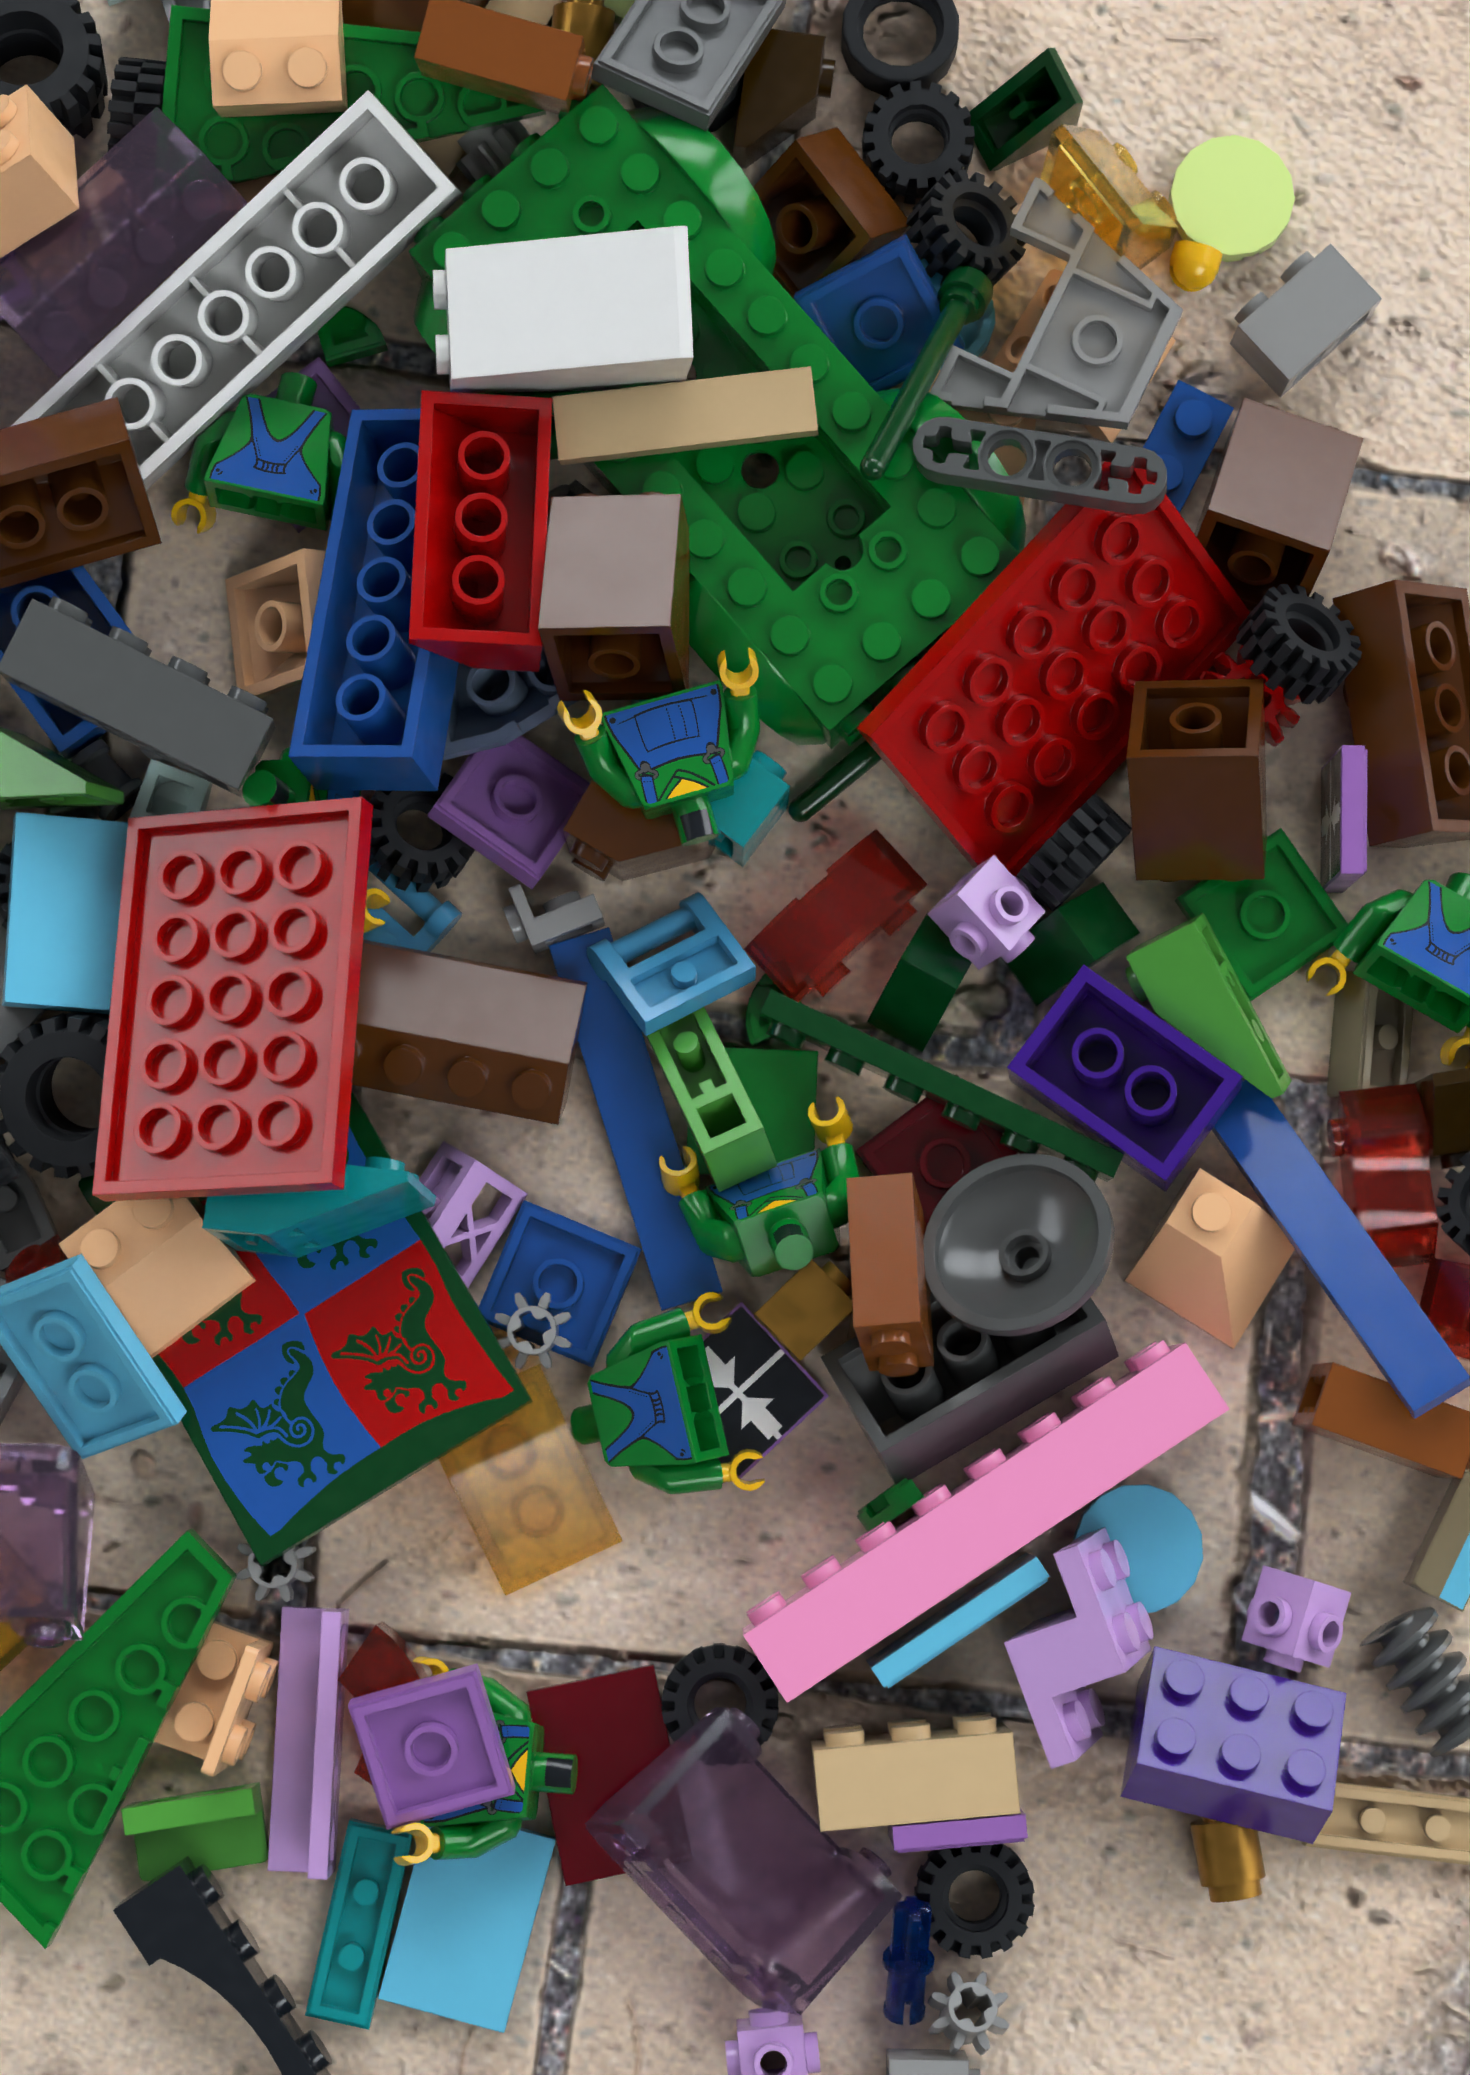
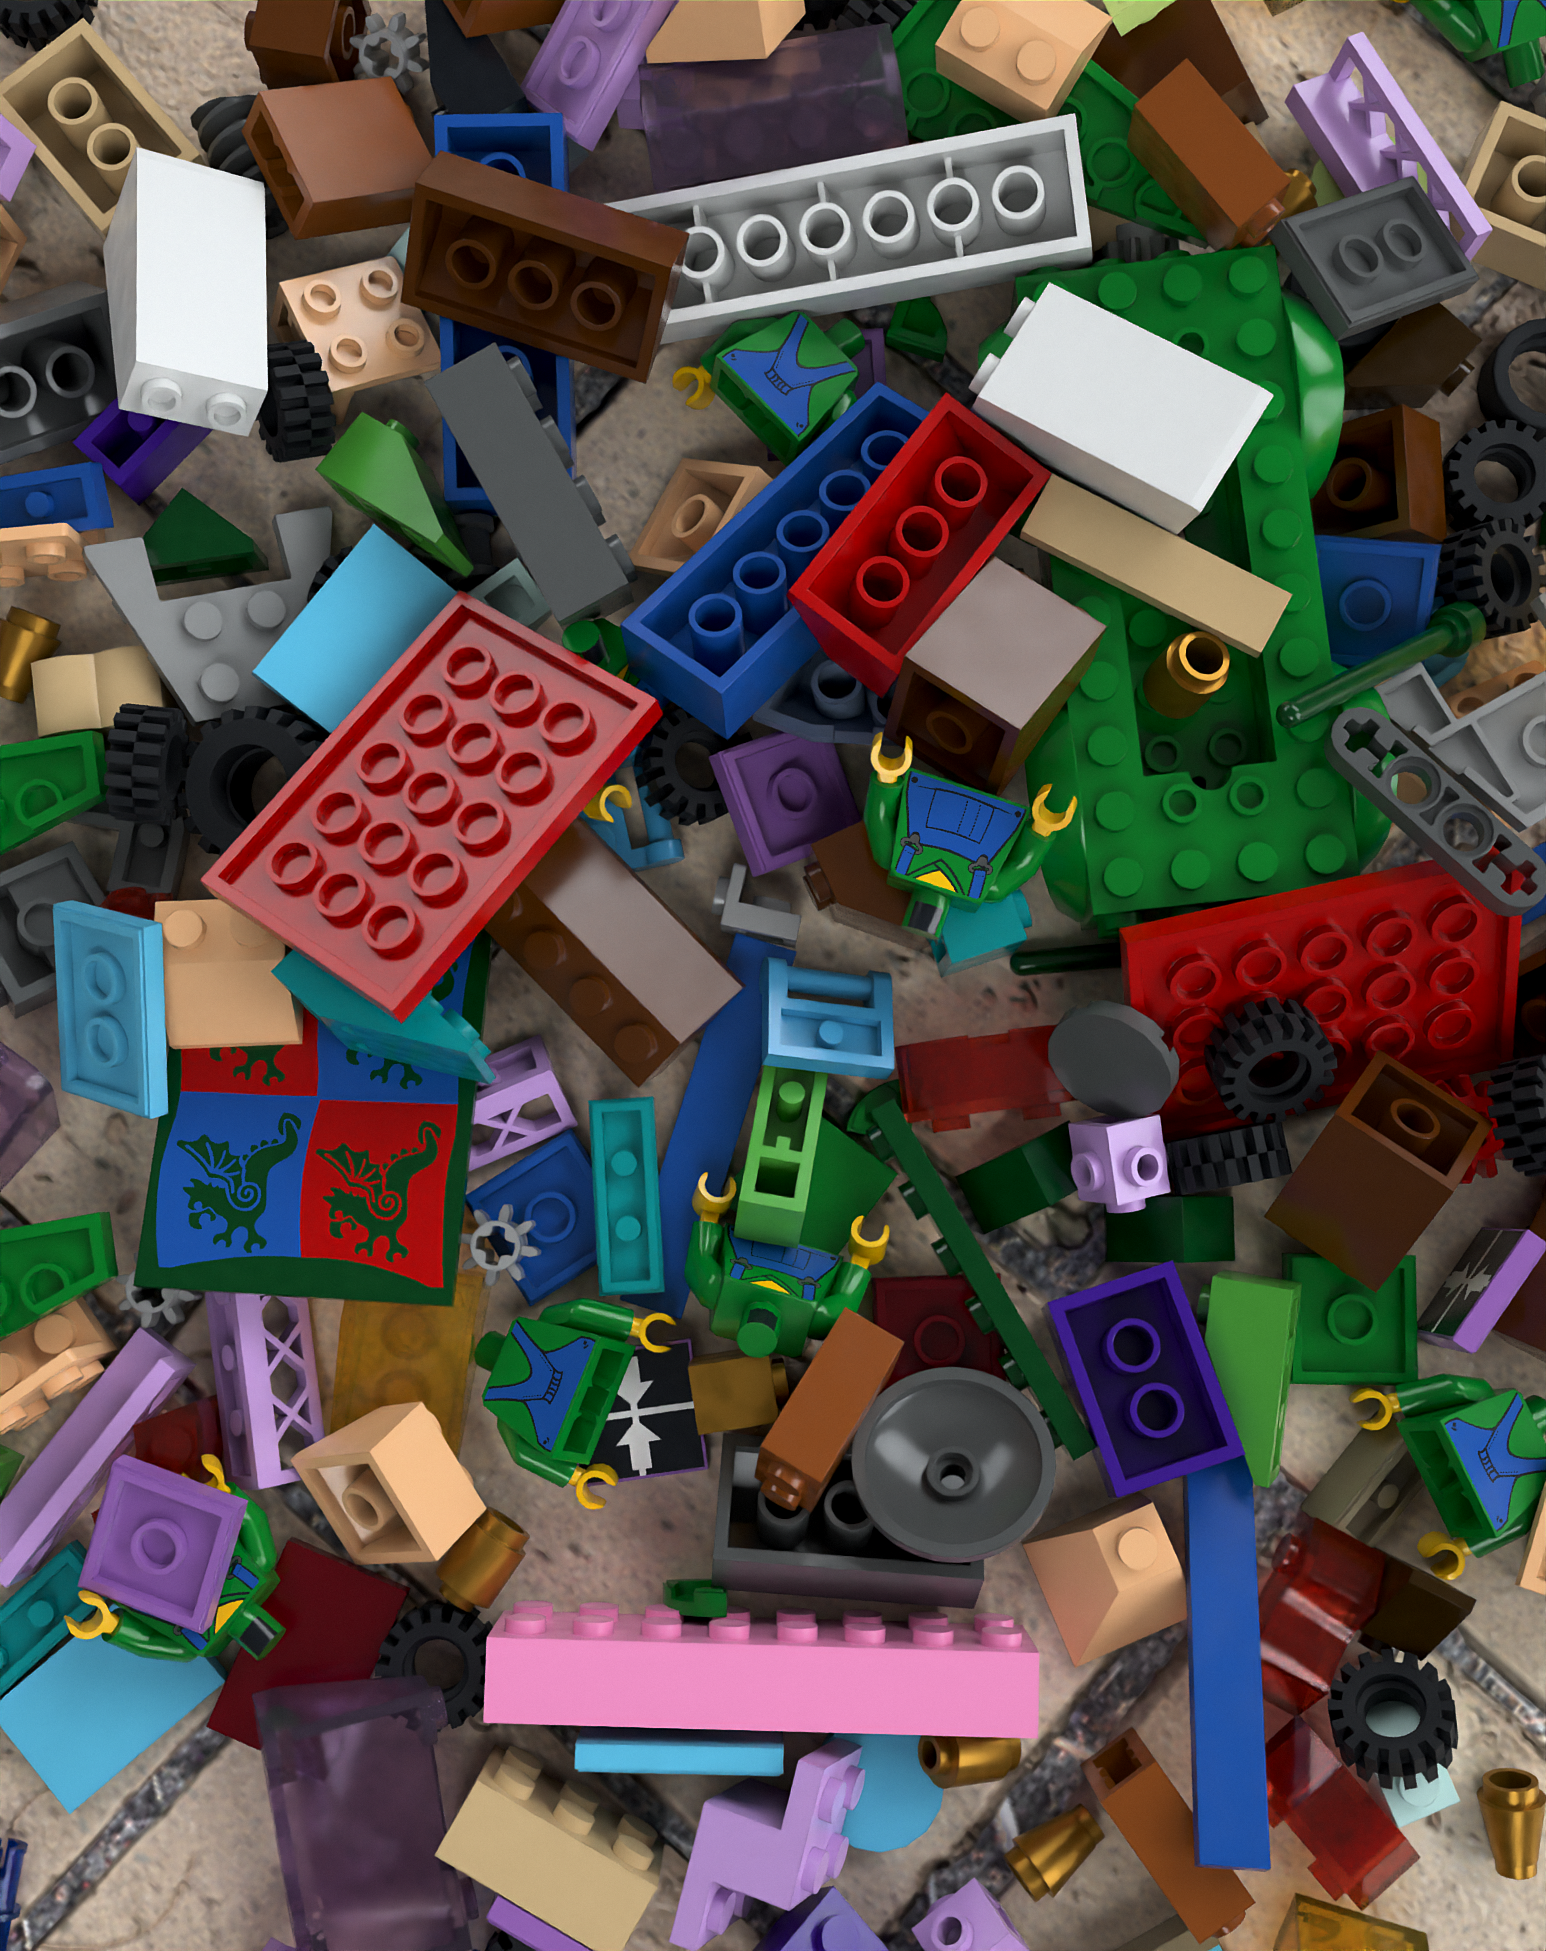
camera: 35 degrees right, 0 degrees up
(390, 1578) = (245, 1391): none -> lavender fence
(580, 1586) = (391, 1486): none -> light nougat slope
(609, 1221) = (626, 1196): none -> teal tile
(696, 1596) = (482, 1560): none -> pearl gold brick
(771, 485) = (1186, 674): none -> pearl gold brick
(925, 836) = (1113, 1059): none -> dark grey tile
(1028, 734) = (1281, 1085): none -> black tyre
(1191, 1469) = (967, 1760): none -> pearl gold brick
(1314, 1504) = (1053, 1851): none -> pearl gold cone

